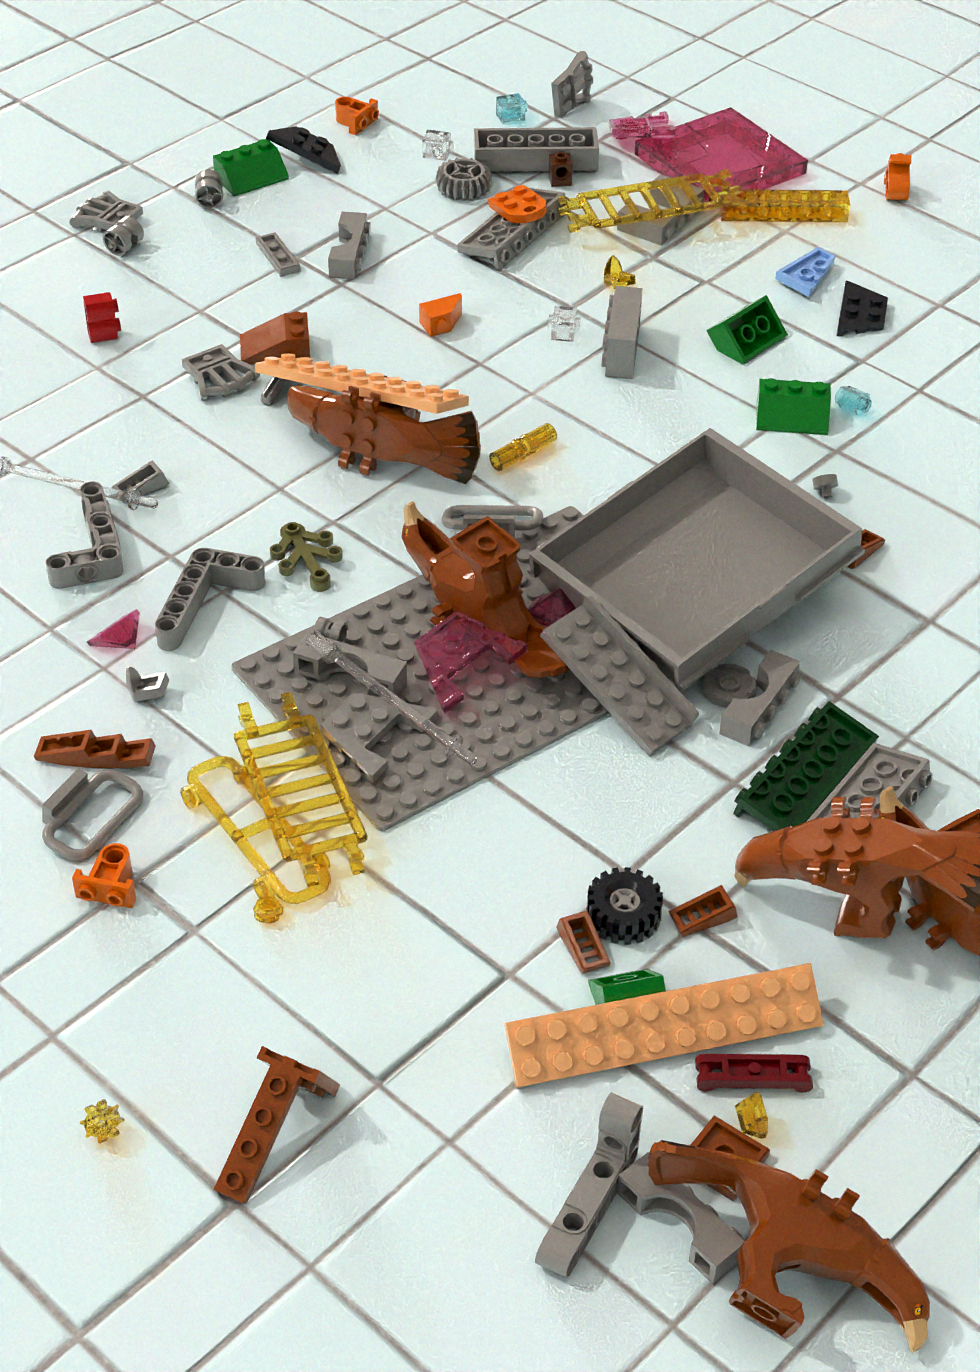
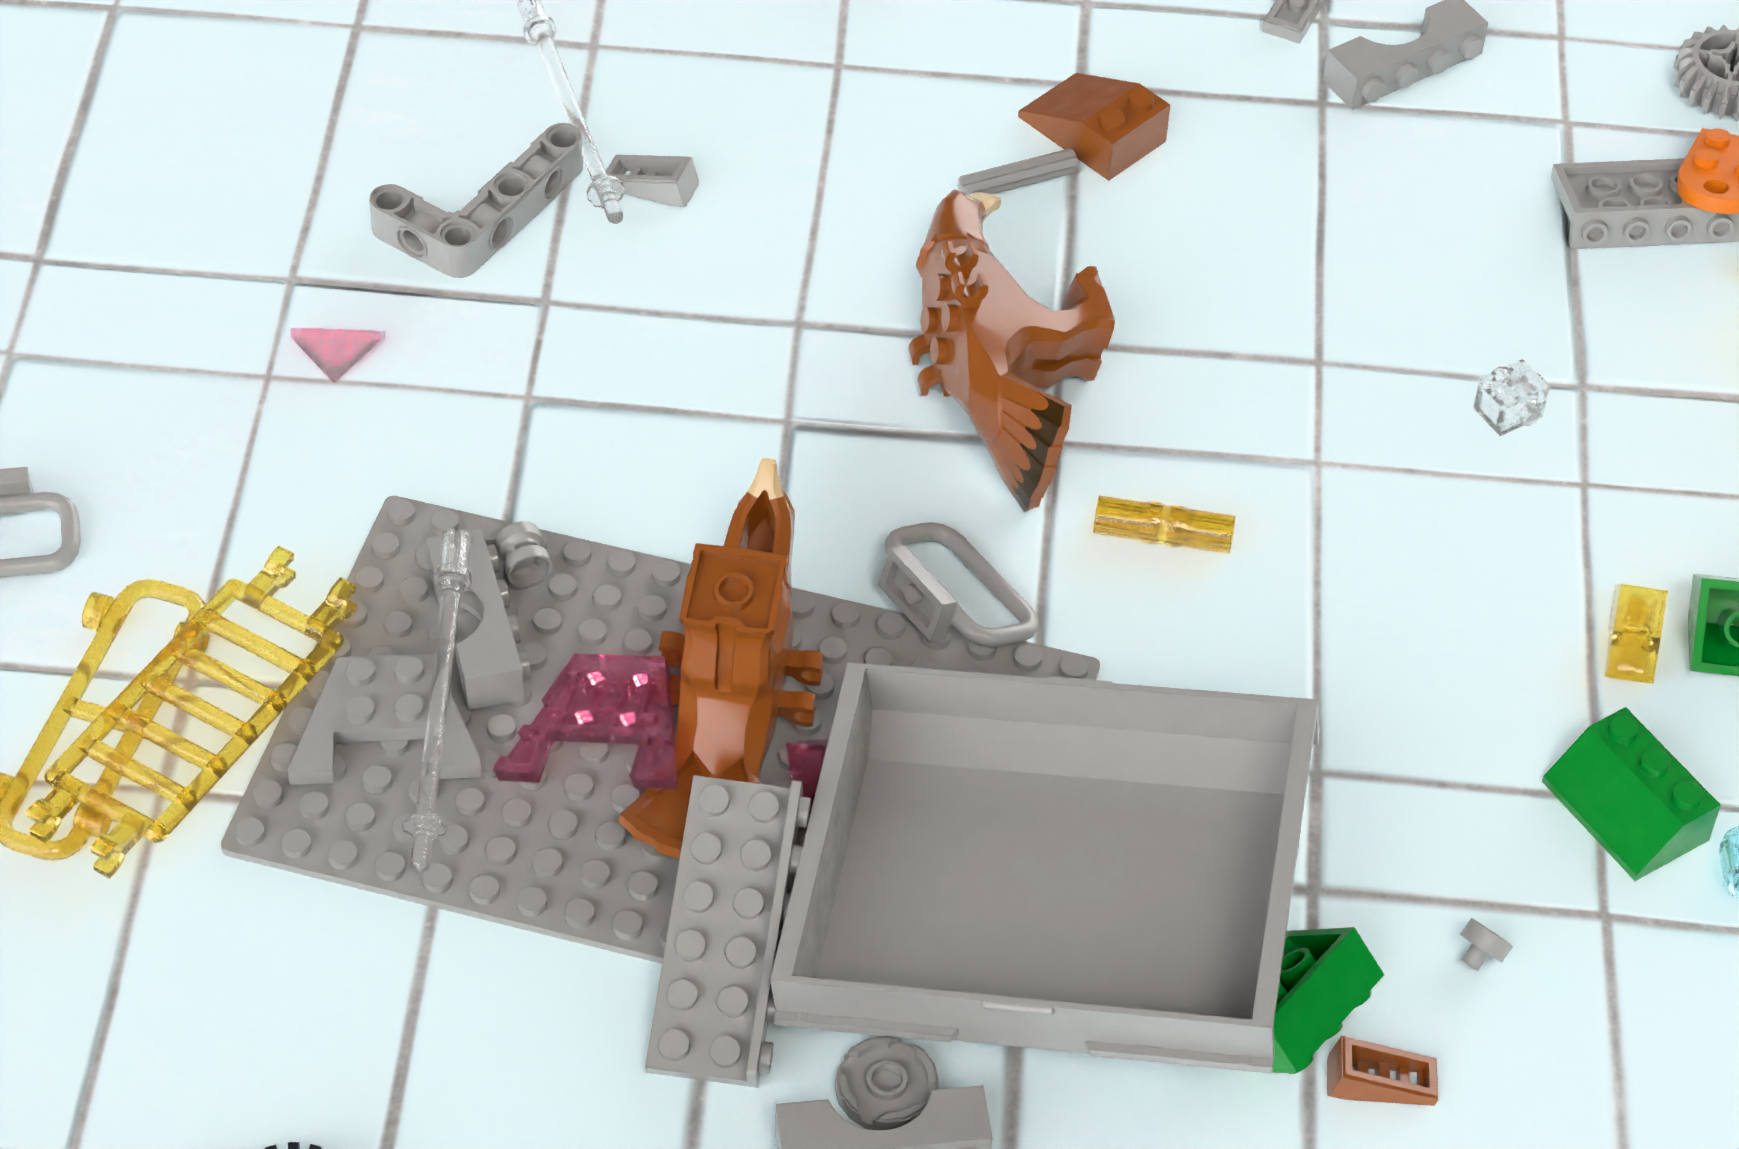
camera: 50 degrees right, 5 degrees up
(89, 751) = (98, 467): dark orange slope -> none
(146, 686) = (256, 434): light grey plate -> none
(202, 570) = (481, 363): light grey beam -> none
(216, 361) = (966, 83): light grey plate -> none
(295, 534) = (706, 395): olive plant -> none
(339, 378) = (1035, 260): light nougat plate -> none
(440, 314) = (1367, 249): orange slope -> none
(615, 276) = (1709, 386): clear yellow plate -> none
(622, 332) = (1554, 475): light grey brick -> none
(717, 359) = (1635, 632): none -> clear yellow arch

